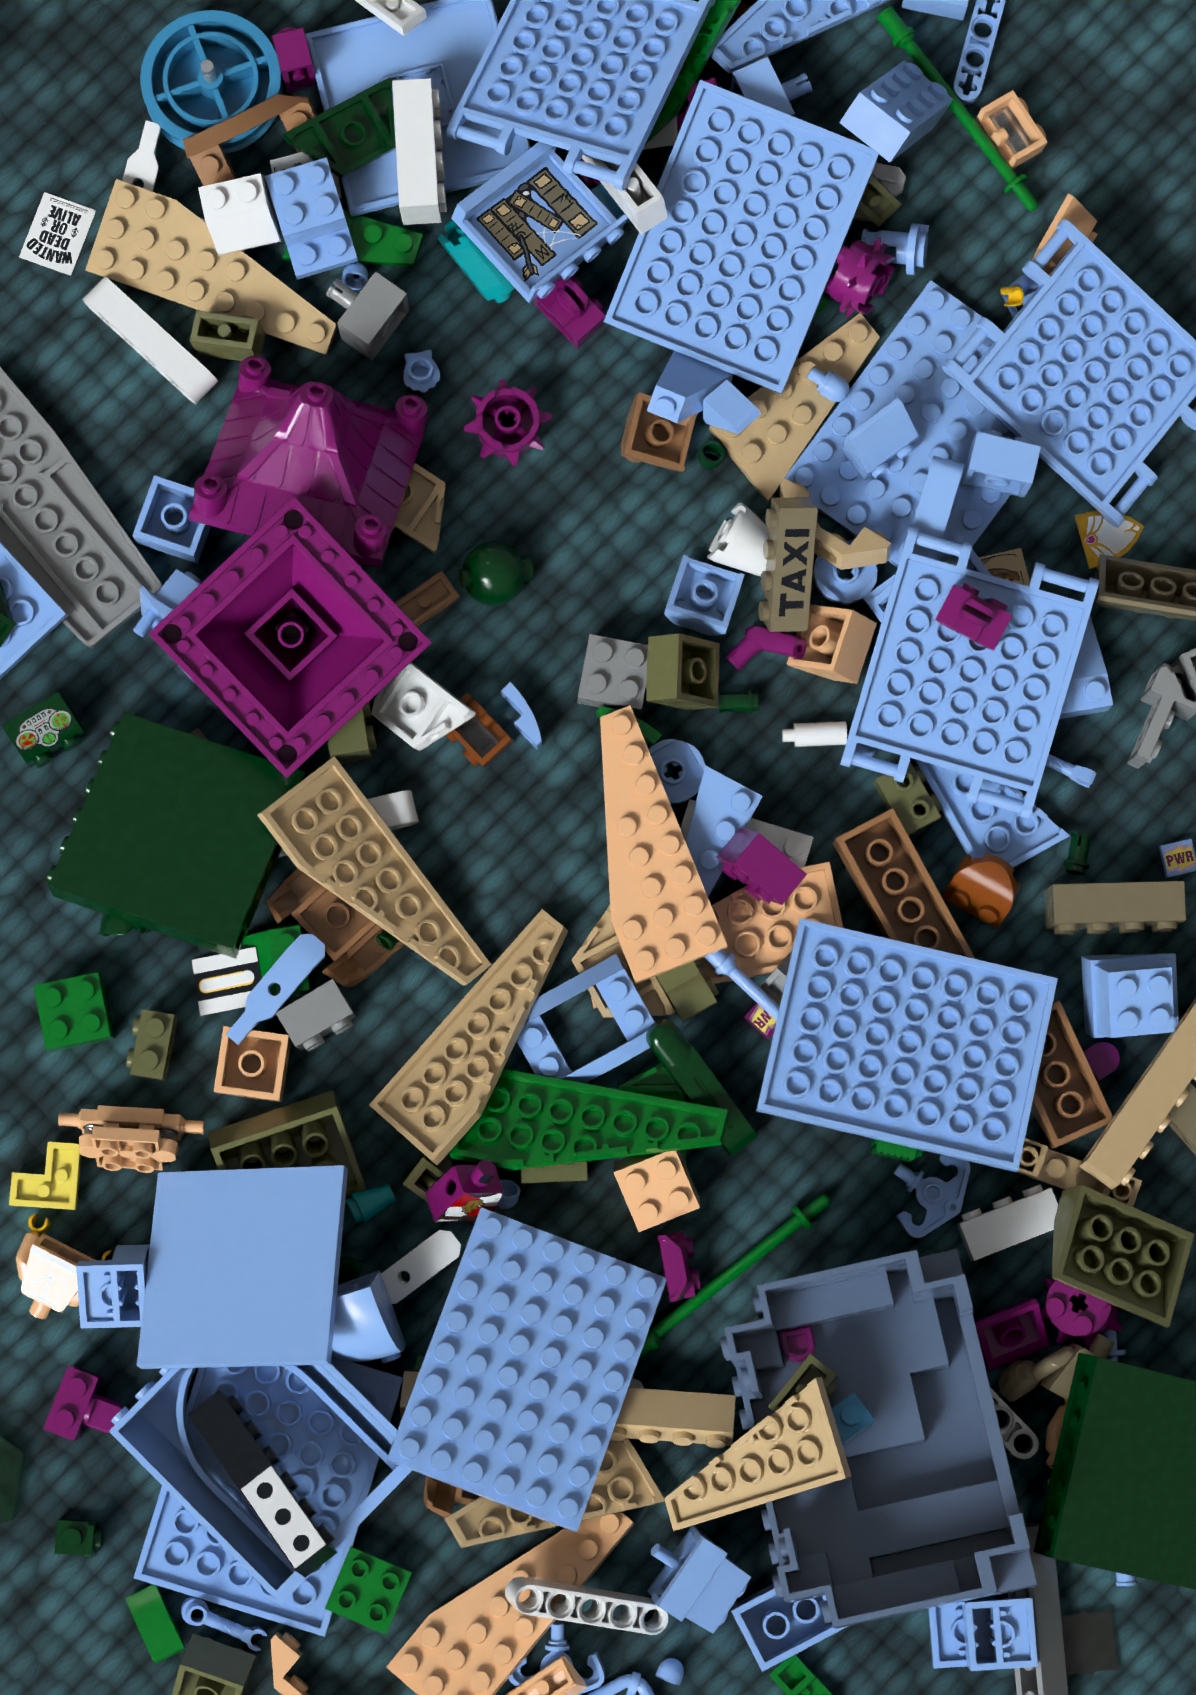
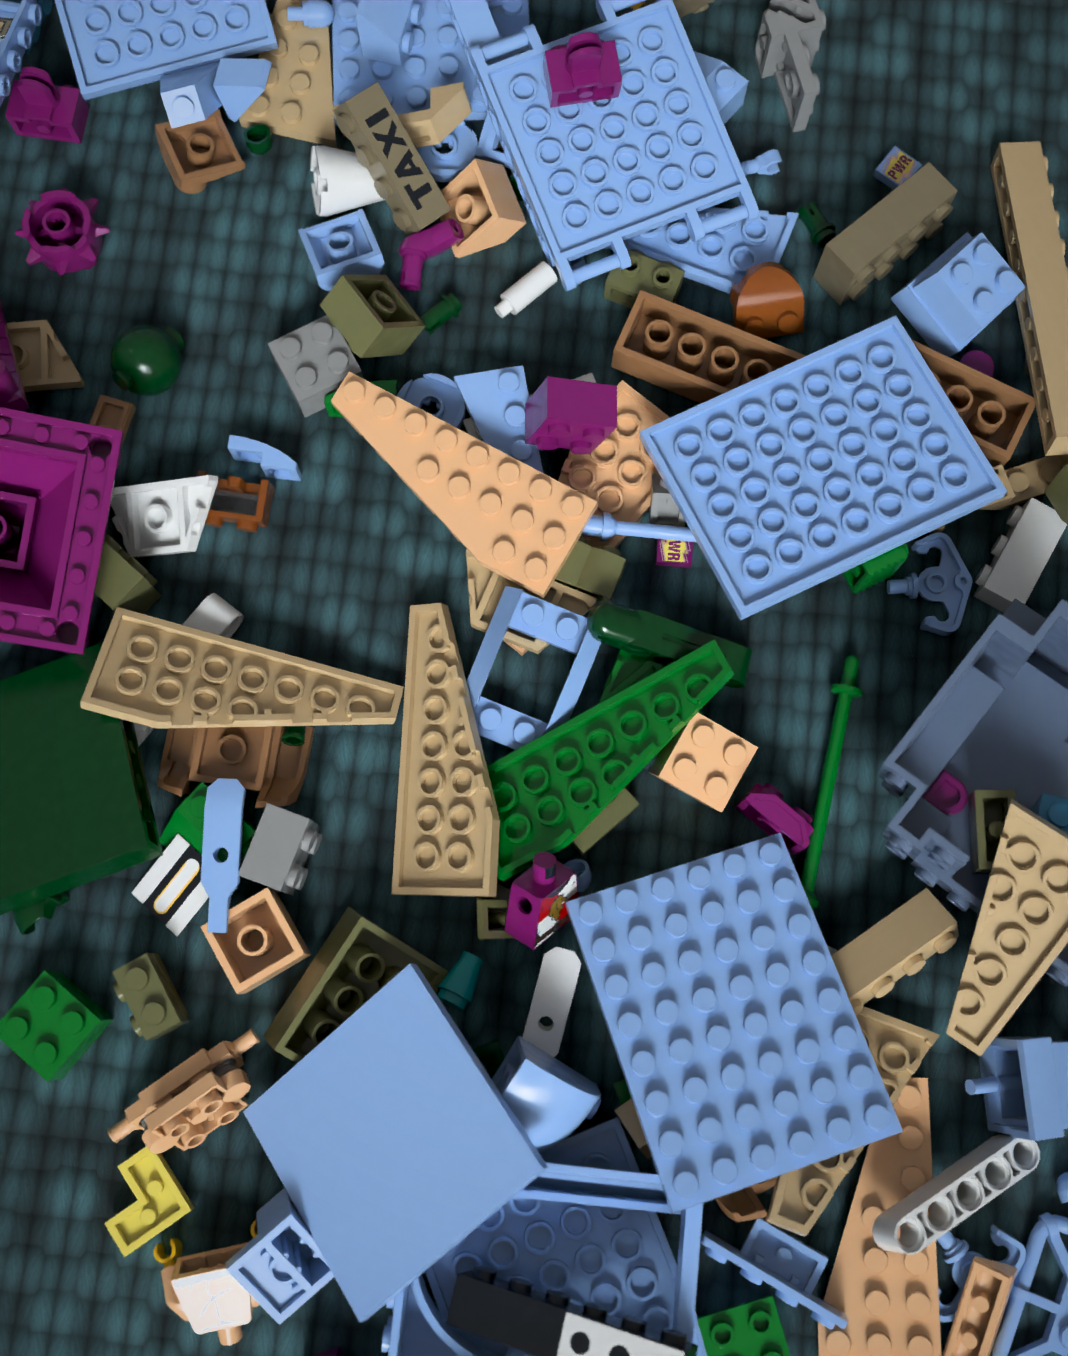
camera: 35 degrees left, 5 degrees down
(435, 1558) = (781, 1262): none -> light blue bracket

